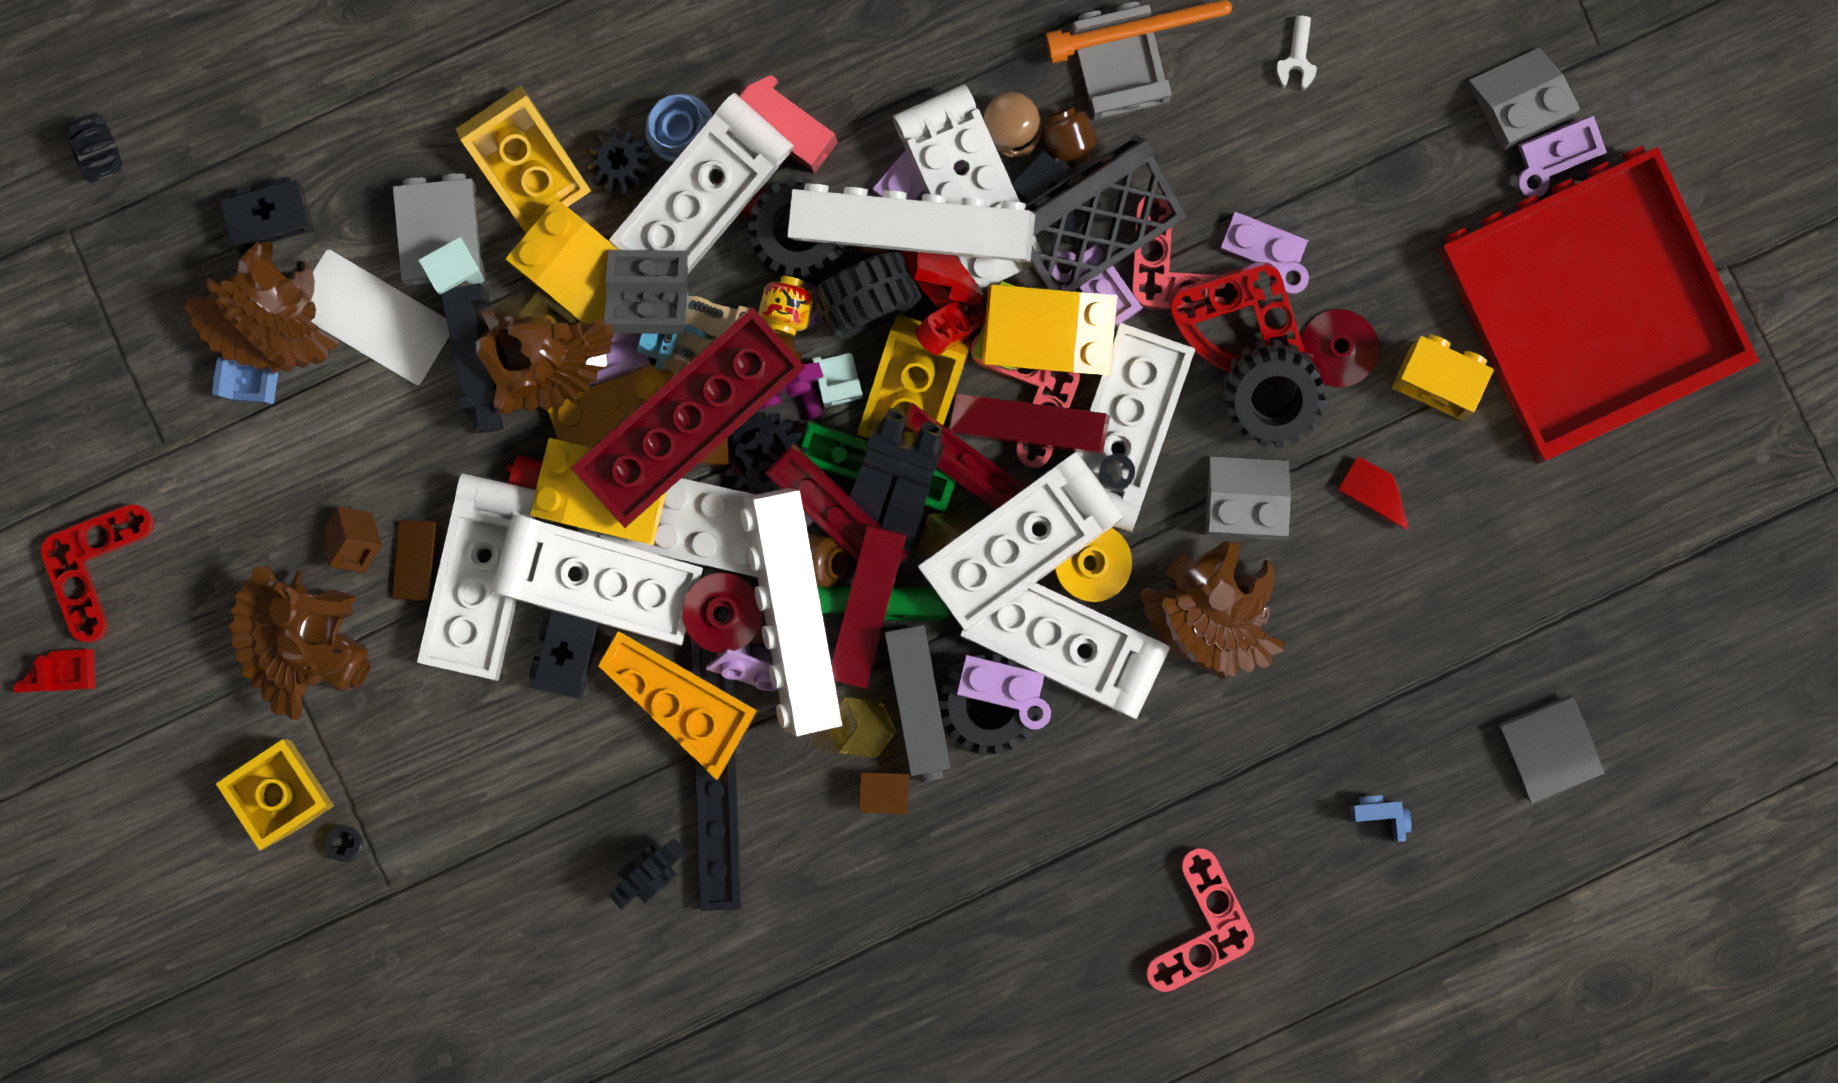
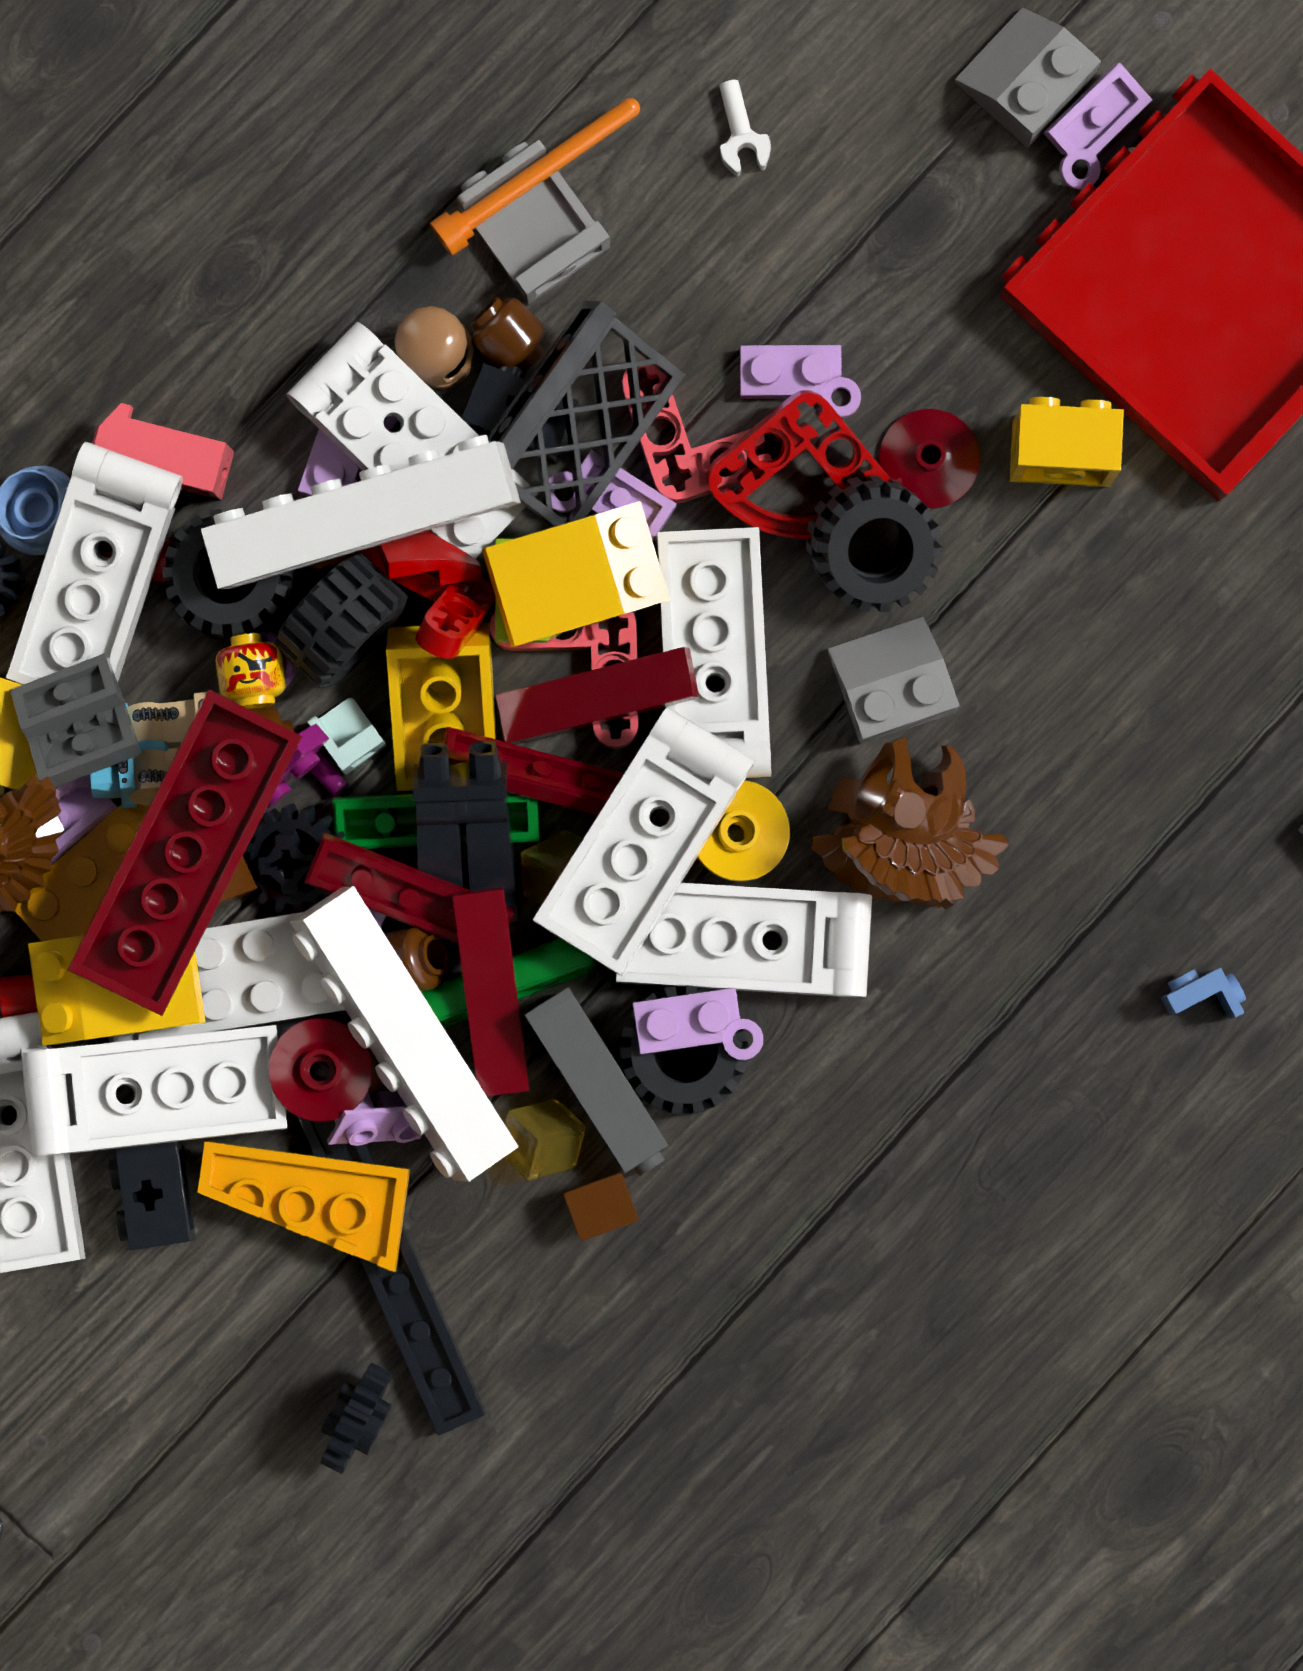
camera: 20 degrees left, 0 degrees up
(1106, 479) = (733, 699): black bush -> none
(1218, 924) = (1061, 1200): coral beam -> none
(1375, 490) = (1040, 610): red slope -> none

